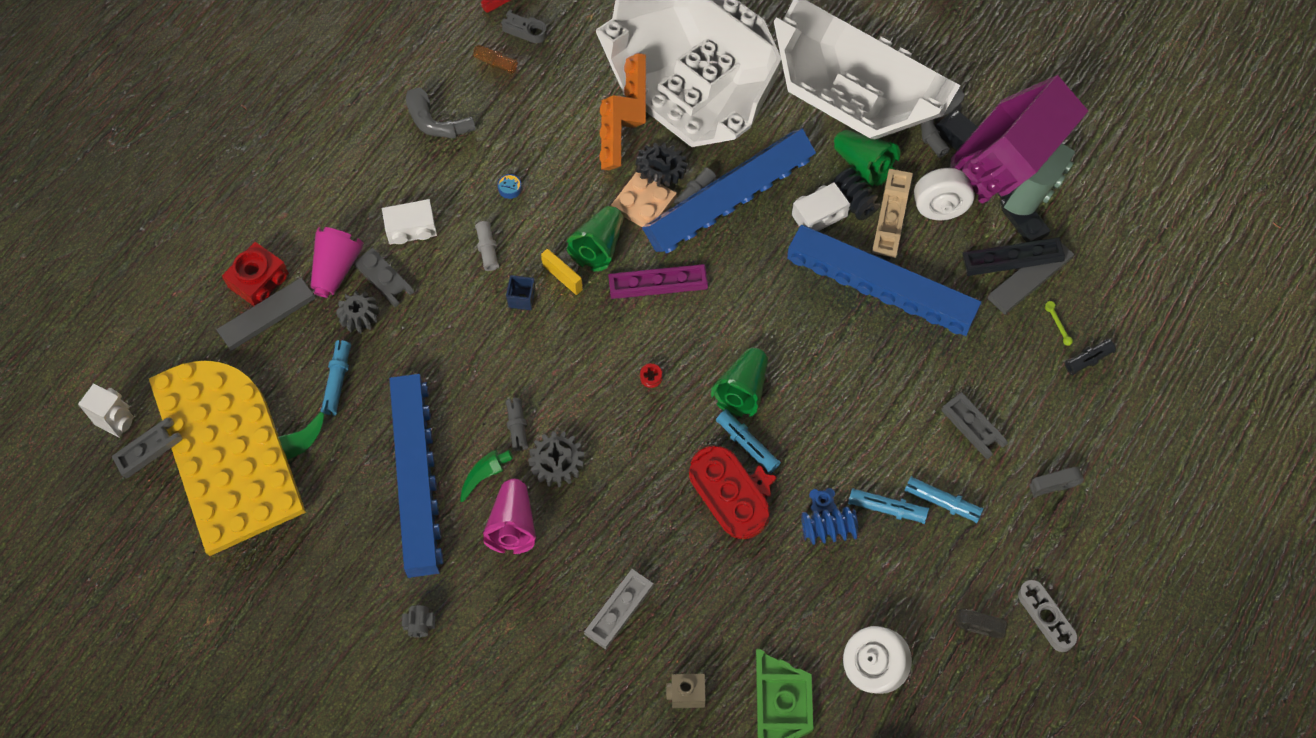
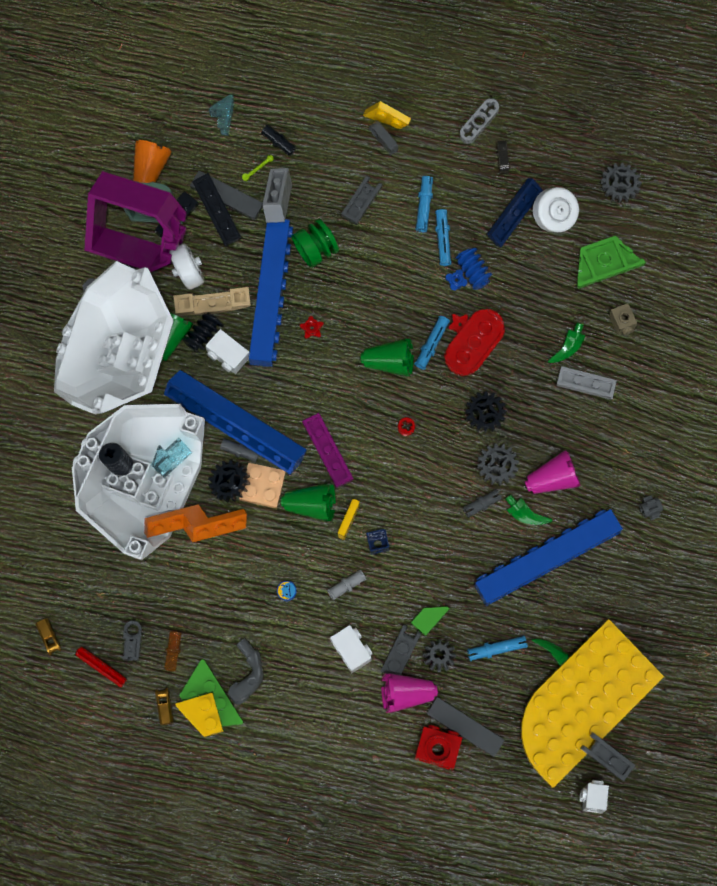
camera: 110 degrees left, 10 degrees up
(407, 318) = (428, 618): none -> bright green tile
(410, 59) = (202, 714): none -> yellow wing
(432, 72) = (203, 683): none -> bright green wing
(442, 35) = (164, 710): none -> pearl gold bar
(630, 458) = (492, 415): none -> black gear
(680, 613) = (572, 344): none -> green bar
(709, 104) = (168, 459): none -> clear light blue slope
(724, 42) = (116, 459): none -> black piece
(823, 309) = (311, 322): none -> red plate
(893, 608) = (514, 212): none -> dark blue plate
(928, 343) = (317, 242): none -> green wheel
(1007, 318) = (277, 195): none -> light grey brick
(1090, 485) = (387, 115): none -> yellow wing
(1097, 198) = (149, 161): none -> orange cone
(1148, 308) = (224, 111): none -> clear light blue slope

